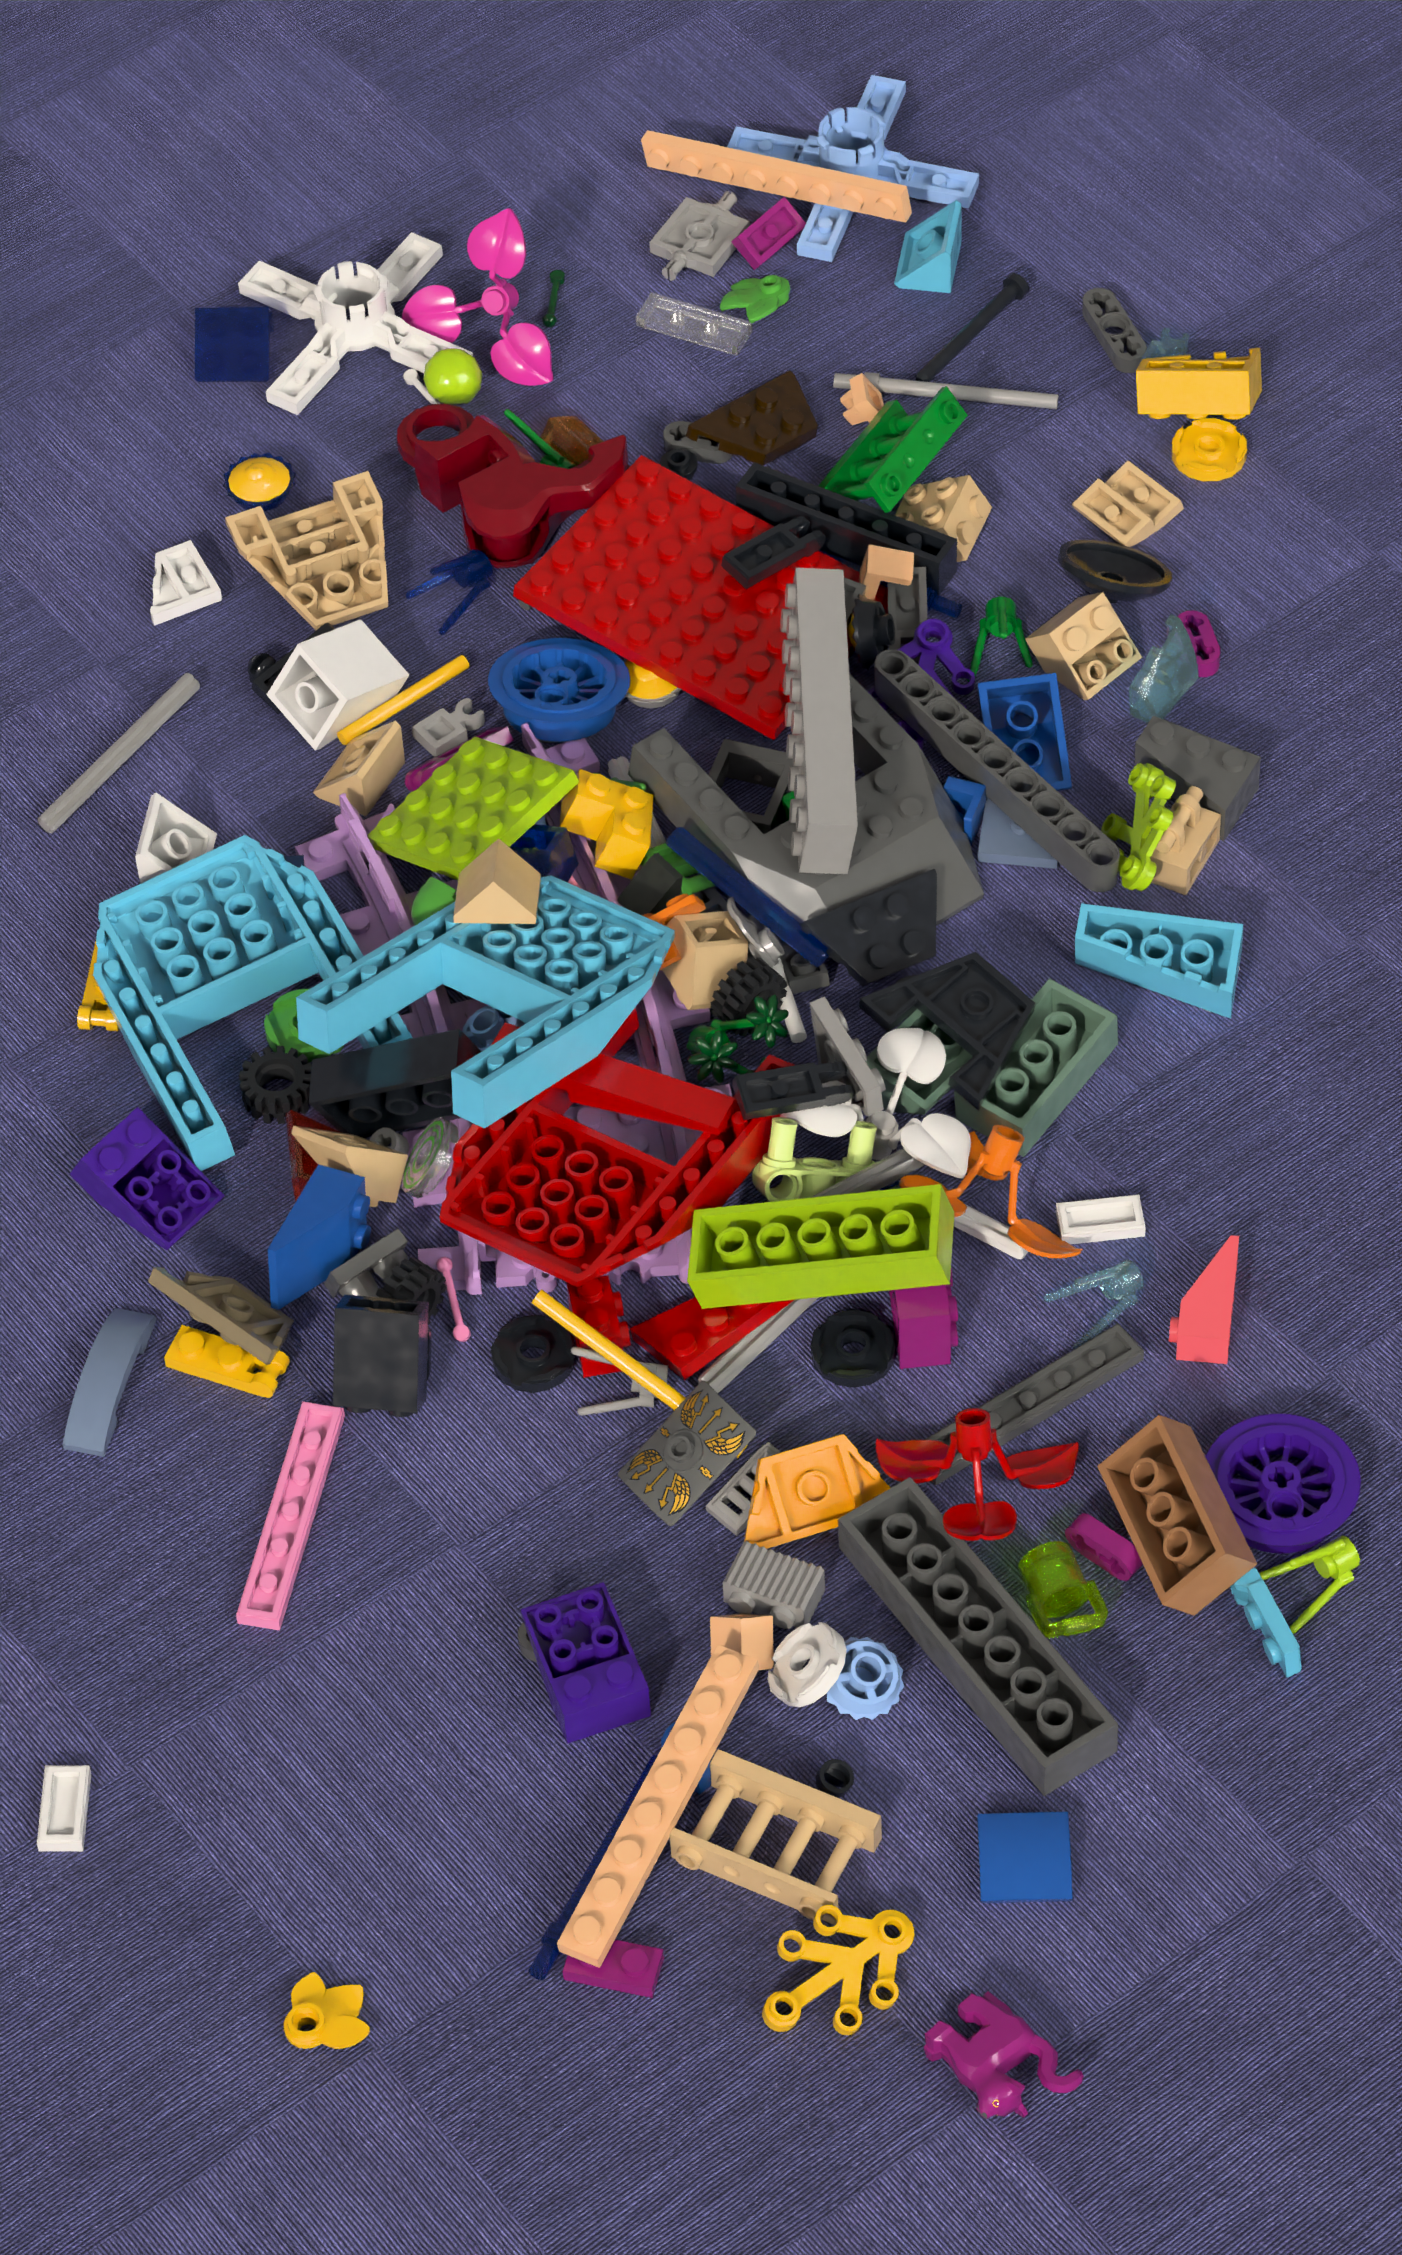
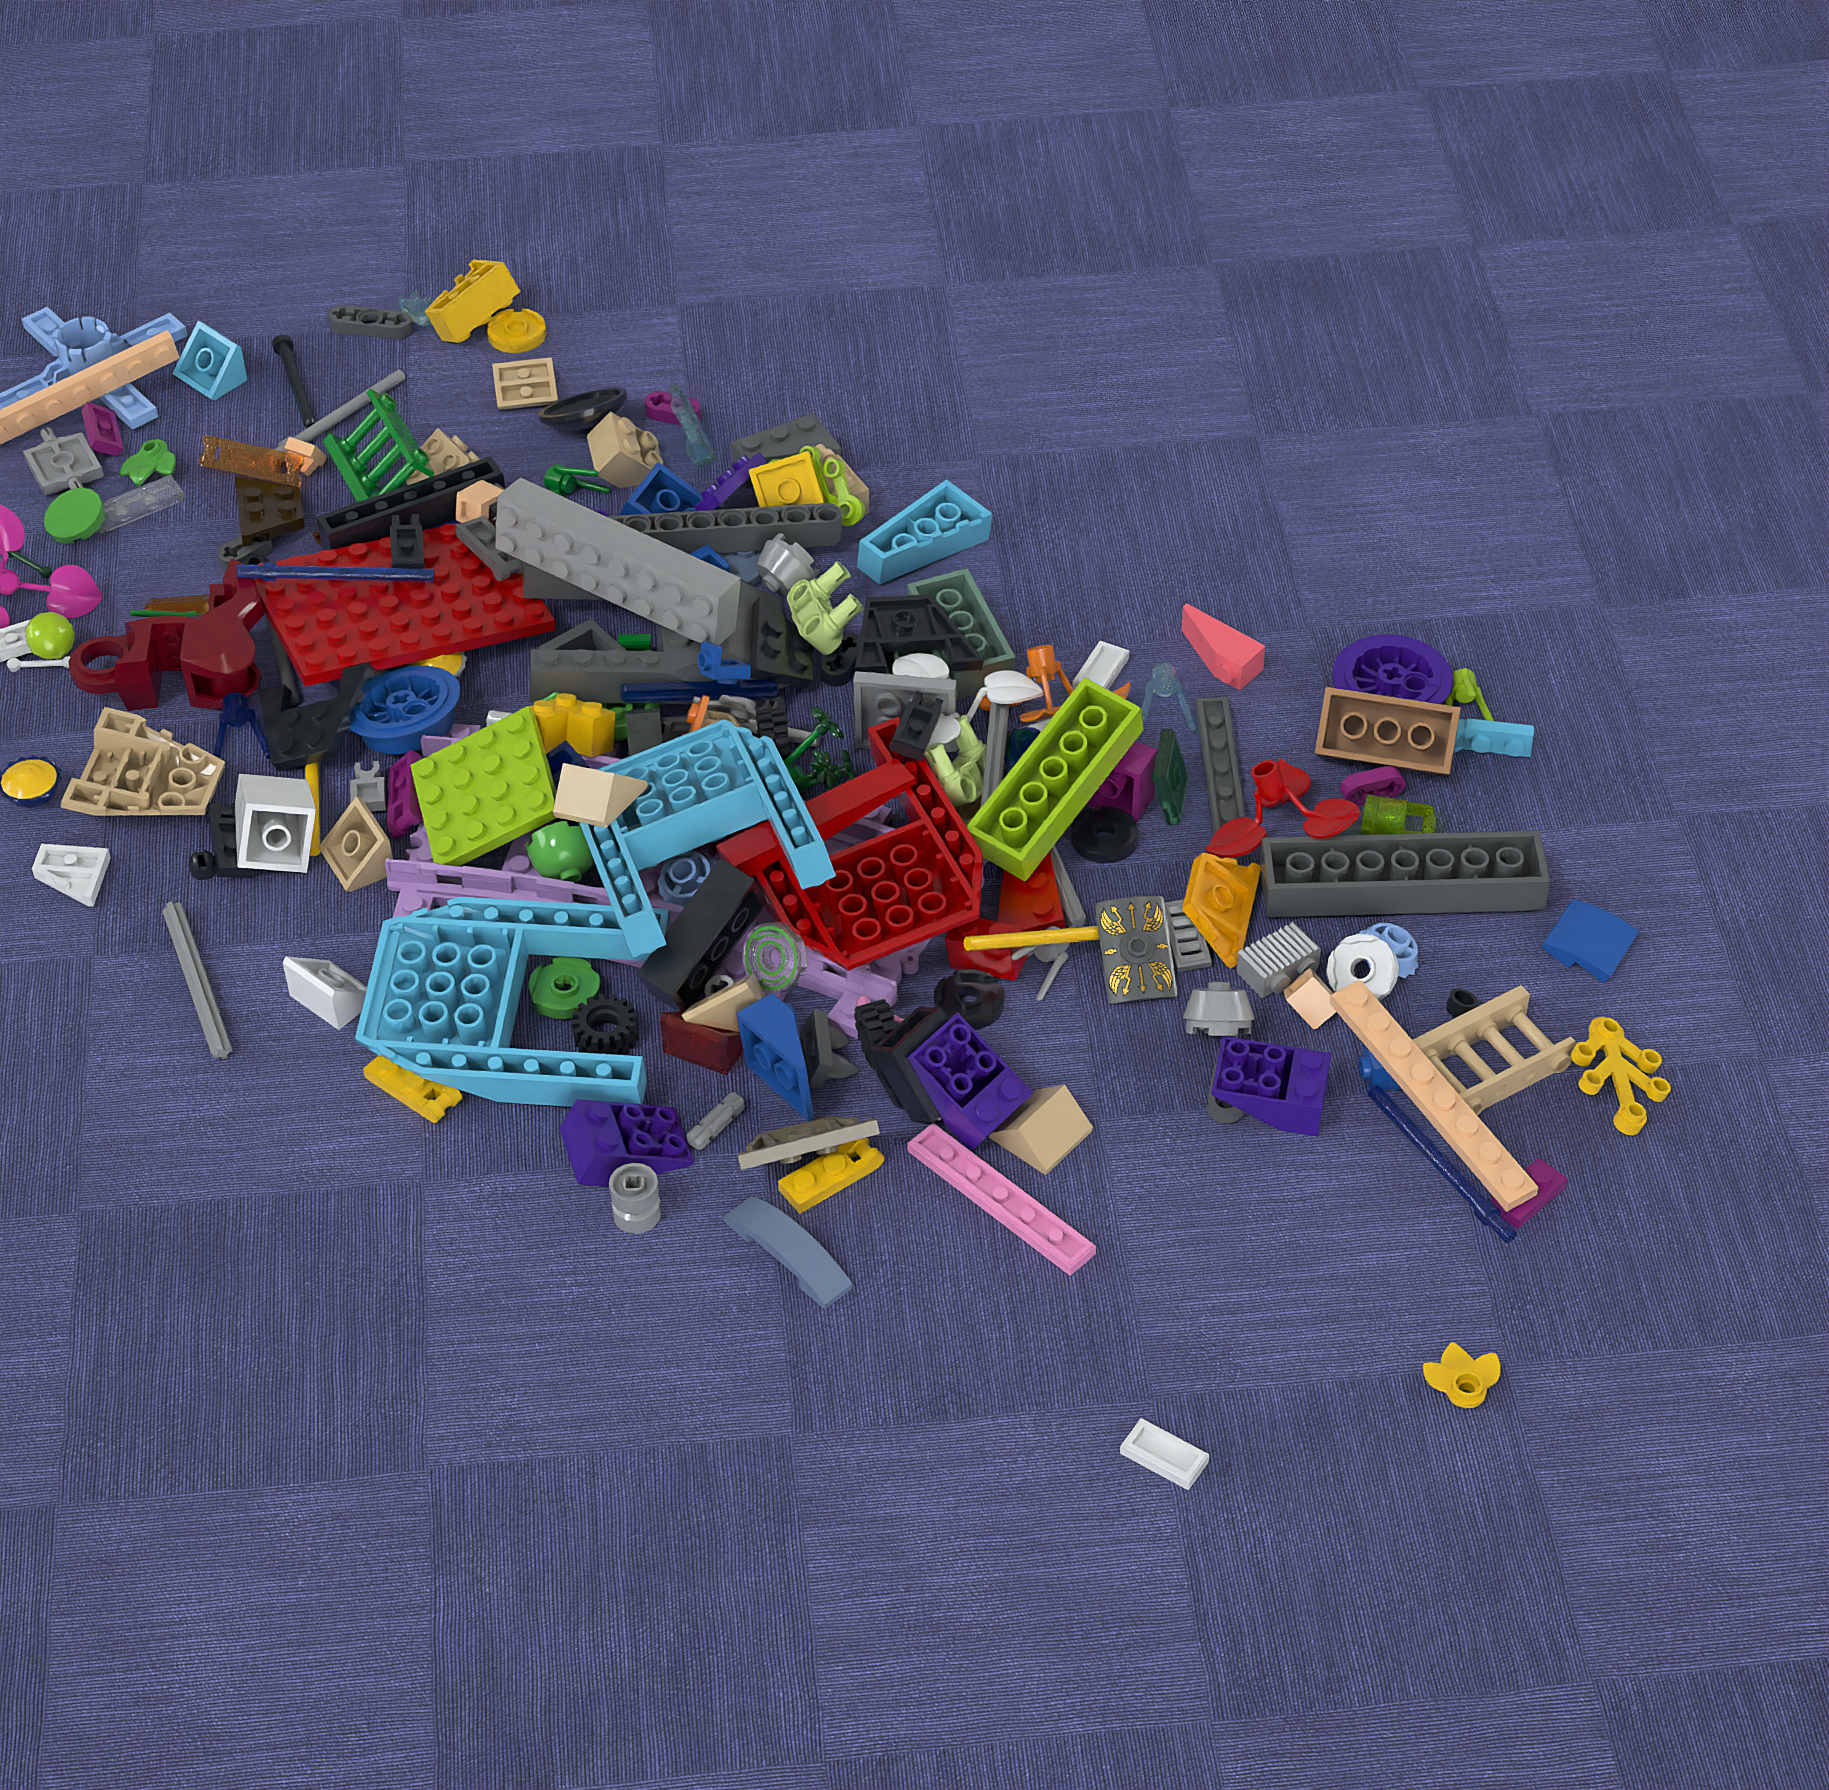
camera: 60 degrees left, 5 degrees down
(75, 1224) = (635, 1198): none -> light grey wheel
(226, 1236) = (715, 1121): none -> light grey axle
(383, 1398) = (967, 1081): none -> dark purple slope
(400, 1503) = (1044, 1128): none -> tan slope
(482, 633) = (313, 730): none -> black wing
(627, 476) = (270, 571): none -> clear blue bar
(632, 290) = (74, 515): none -> bright green tile
(641, 1564) = (1218, 1010): none -> light grey cone
(779, 894) = (724, 670): none -> blue bracket
(817, 368) = (251, 460): none -> clear orange plate
(953, 1355) = (1170, 777): none -> clear green tile
(964, 928) = (814, 613): none -> yellowish green piece
(993, 2051) = (1738, 1027): magenta animal -> none
(1010, 868) = (784, 565): none -> light grey cone
(1078, 747) = (729, 482): none -> dark purple wing
(1113, 798) = (787, 482): none -> yellow plate

